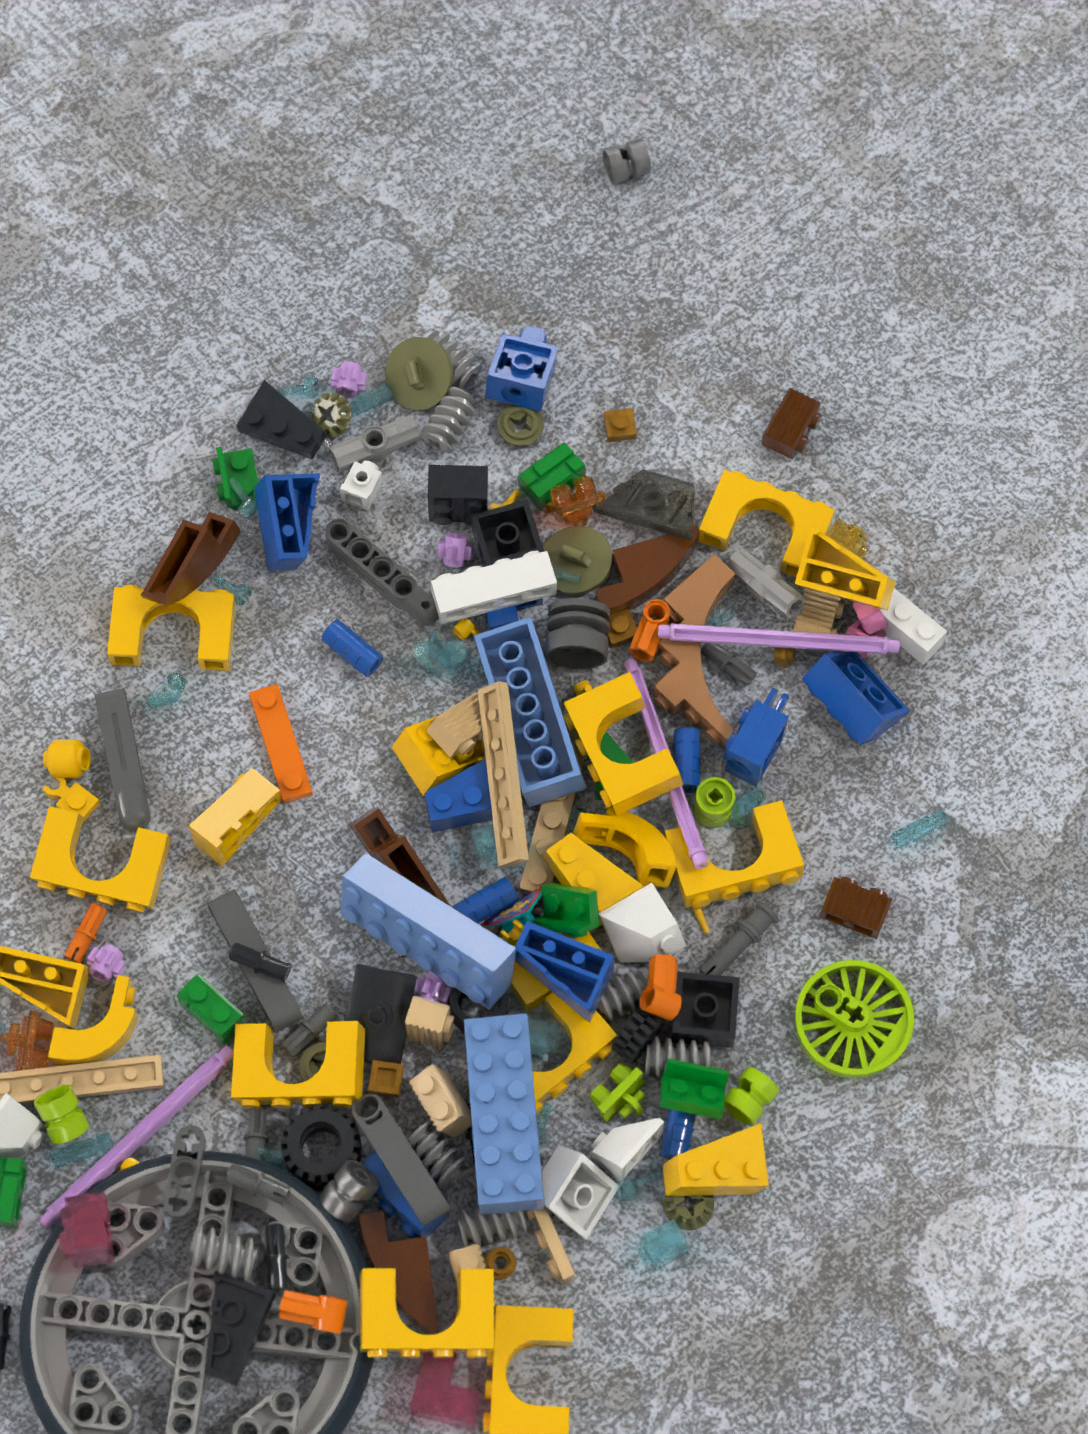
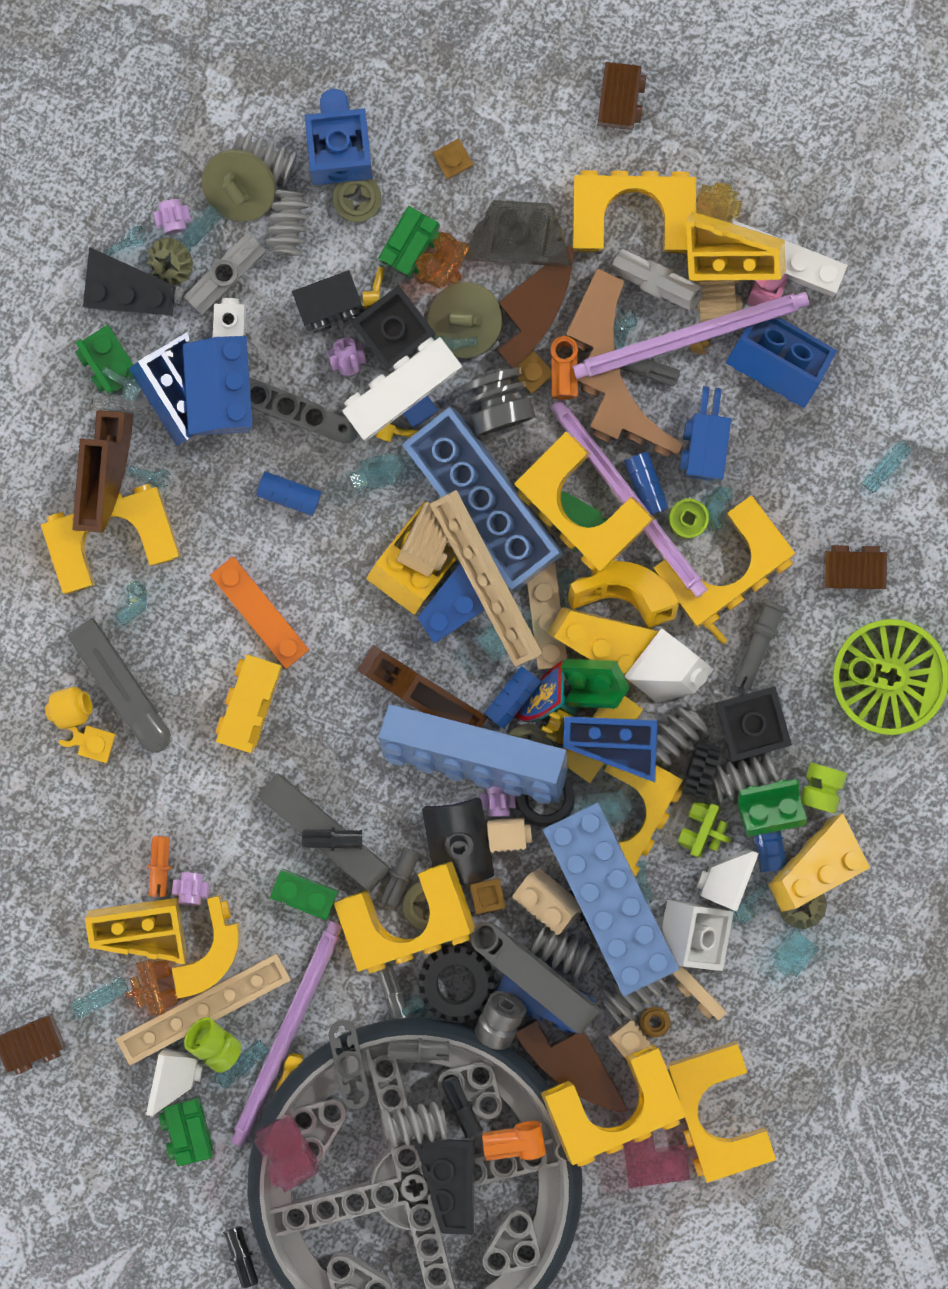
camera: 25 degrees left, 20 degrees up
(135, 885) = (107, 816): yellow arch -> none
(327, 522) = (217, 386): none -> blue slope
(582, 687) = (523, 451): yellow hand -> none
(660, 994) = (710, 733): orange piece -> none

